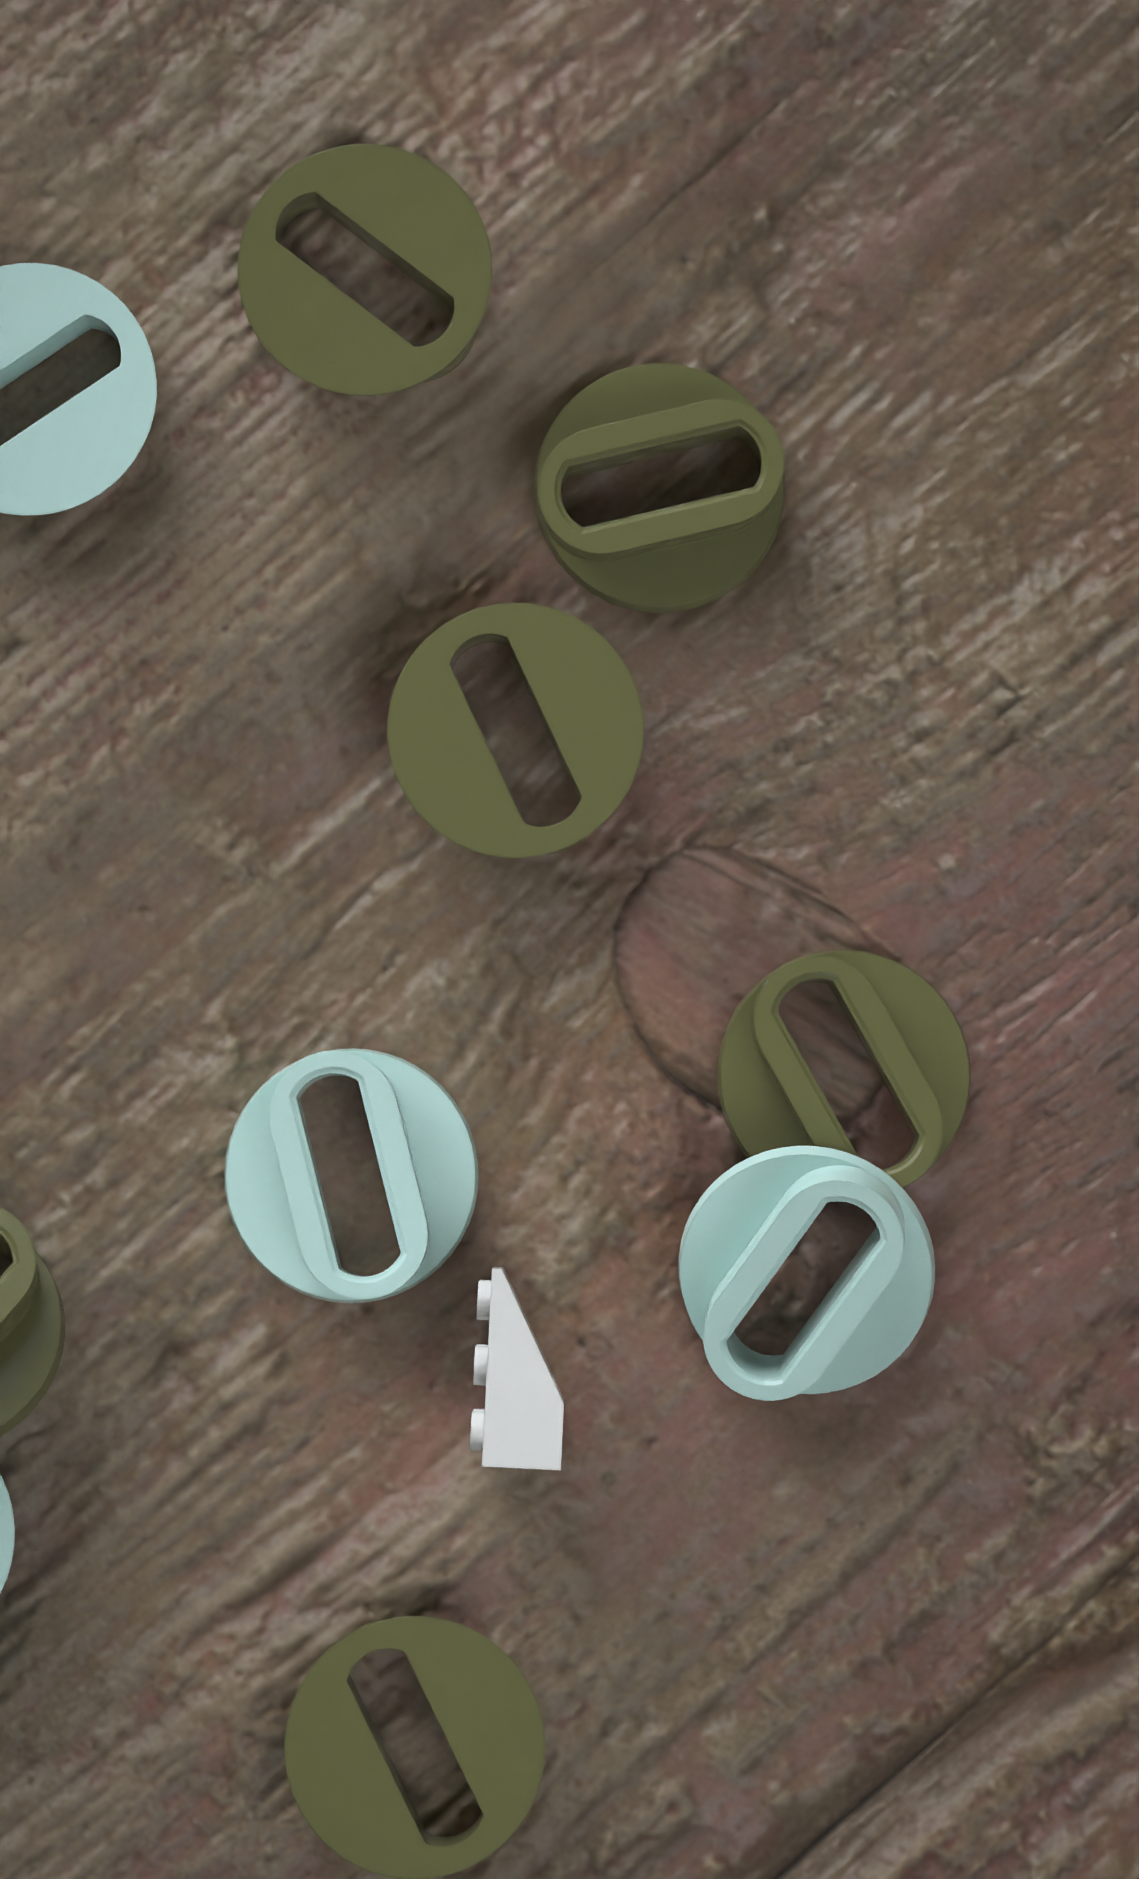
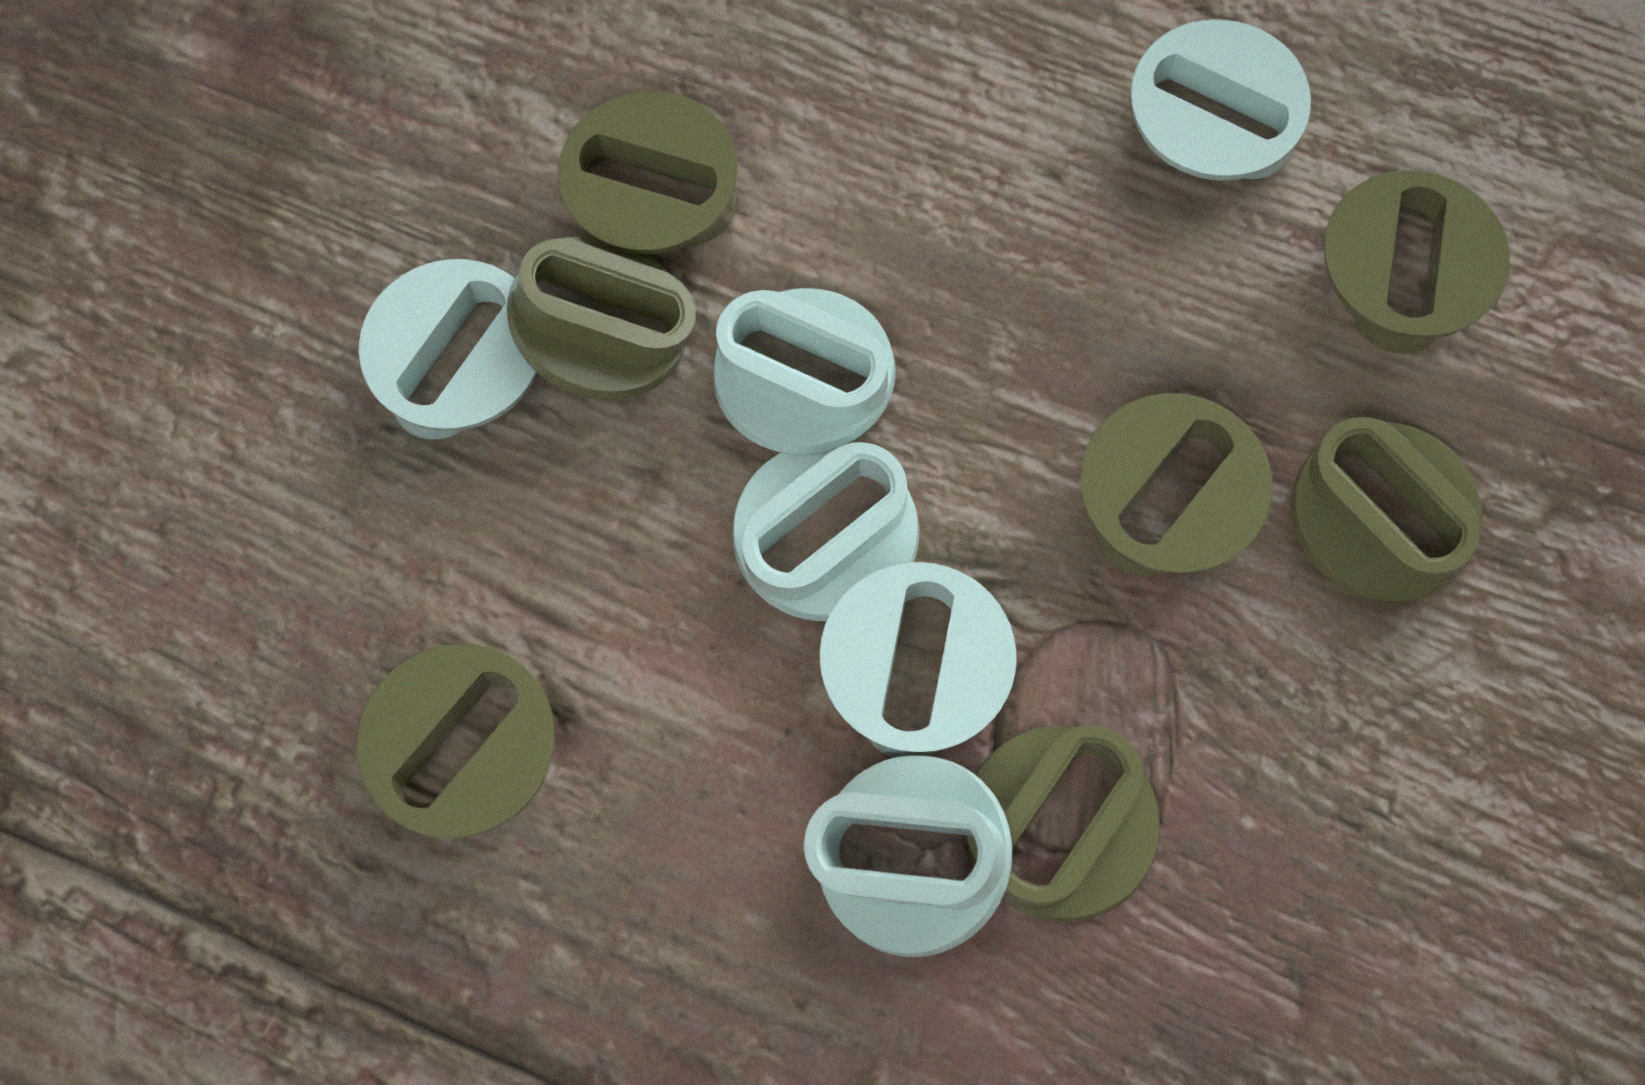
camera: 70 degrees right, 15 degrees down
(171, 1156) = (784, 406): none -> light aqua piece
(521, 1398) = (734, 693): white slope -> none
(624, 1090) = (862, 645): none -> light aqua piece

